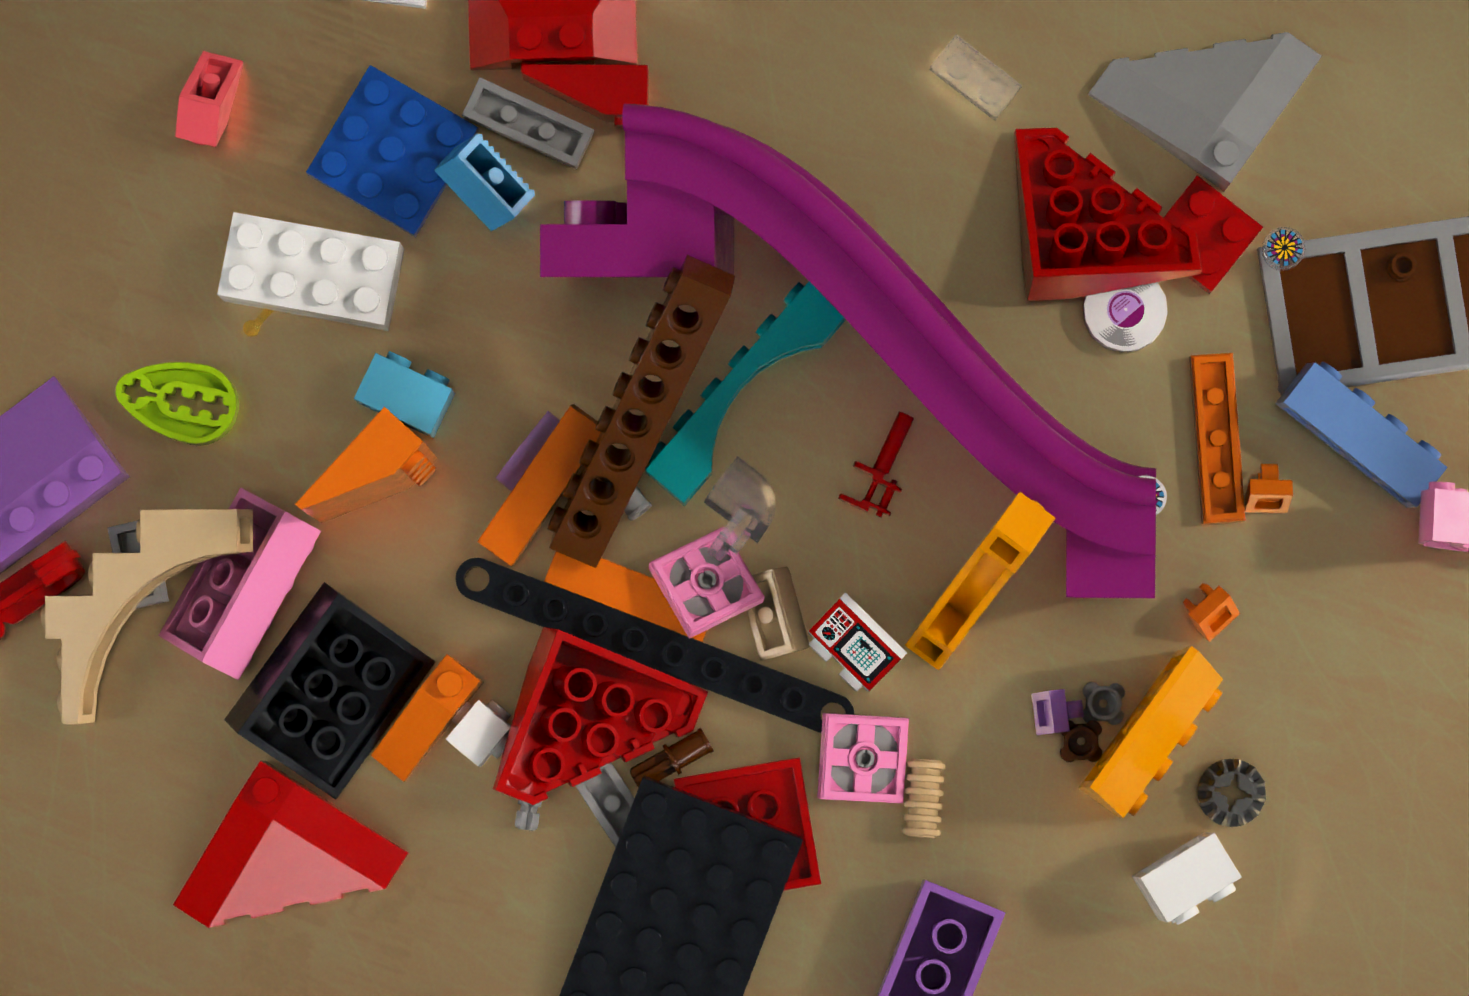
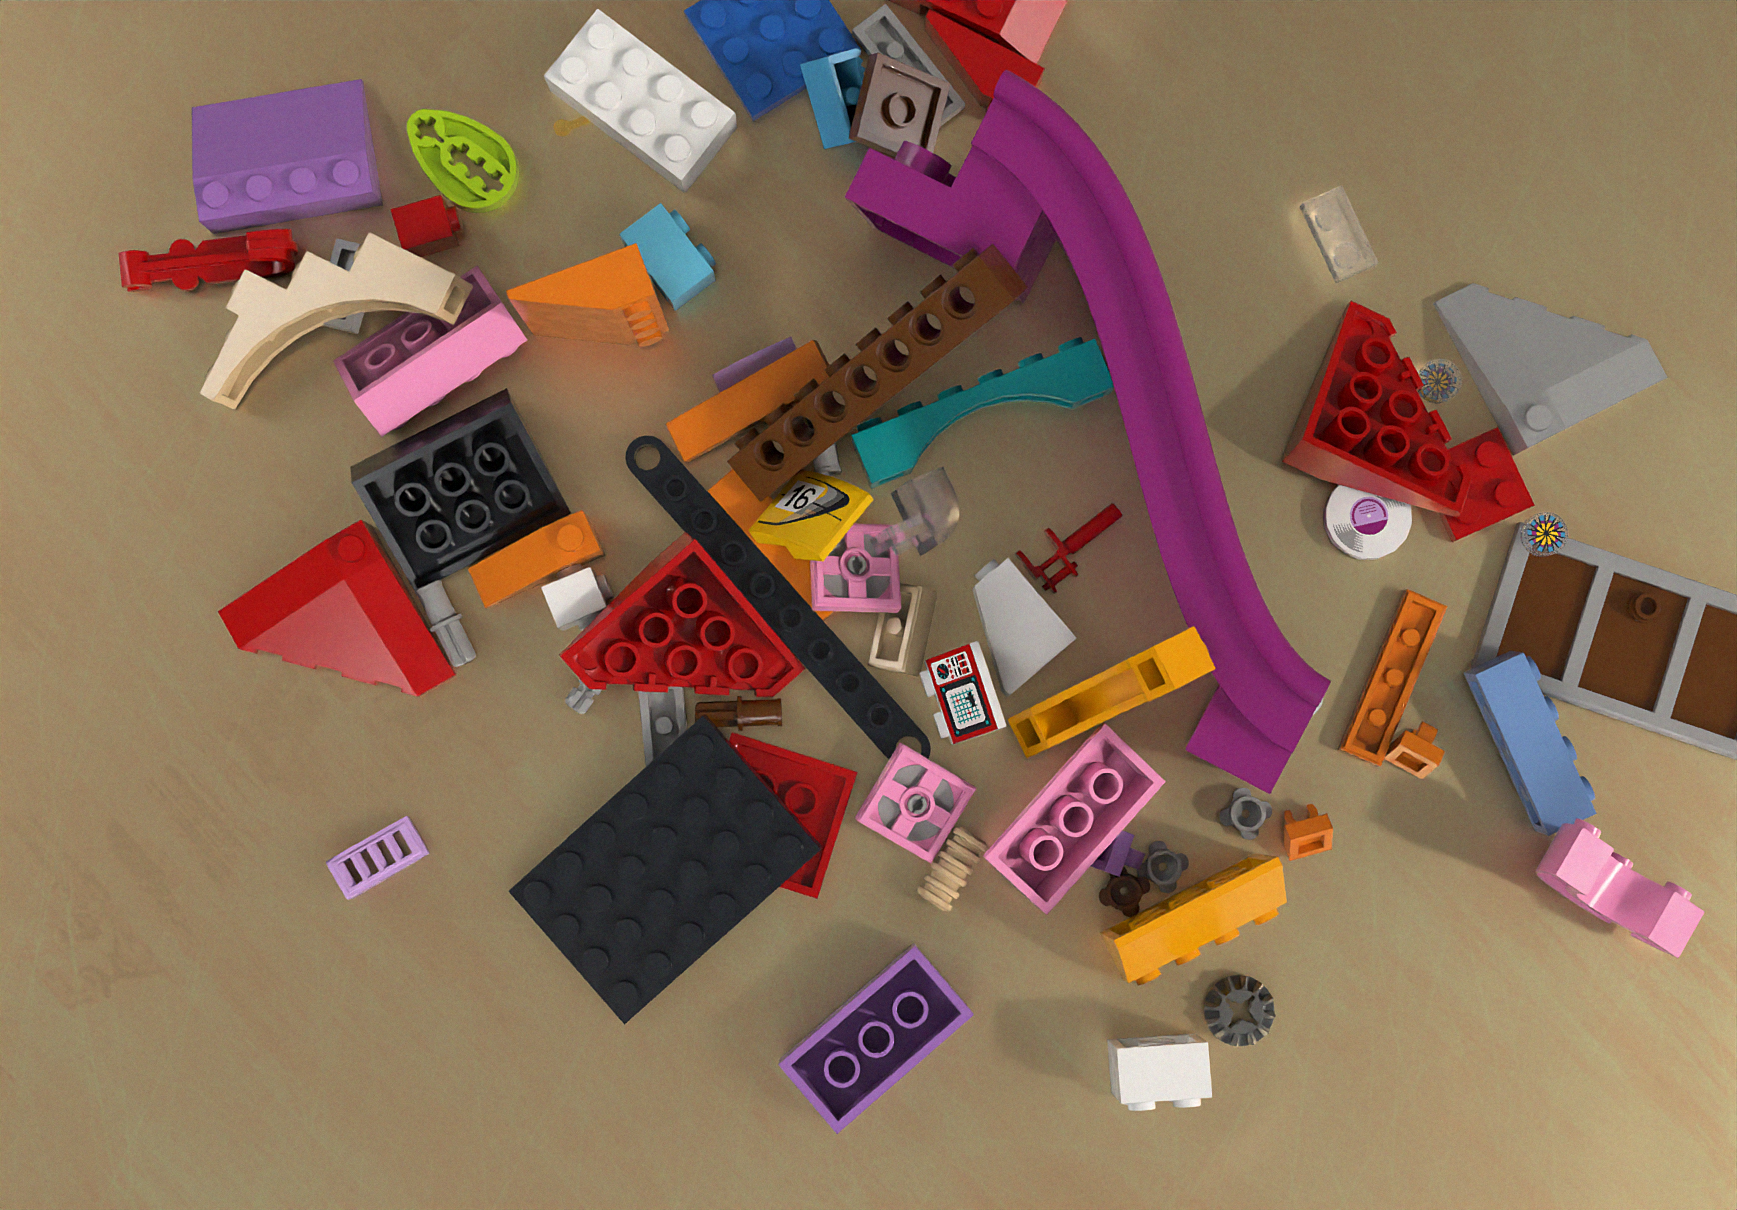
camera: 20 degrees right, 0 degrees up
(181, 476) = (427, 226): none -> red brick
(377, 812) = (446, 623): none -> light grey axle
(541, 166) = (898, 106): none -> plate
(646, 557) = (811, 515): none -> yellow slope
(871, 559) = (1017, 624): none -> white slope
(1005, 701) = (1074, 818): none -> bright pink slope
(1127, 159) = (1440, 379): none -> clear tile
(1160, 612) = (1258, 813): none -> light grey plate

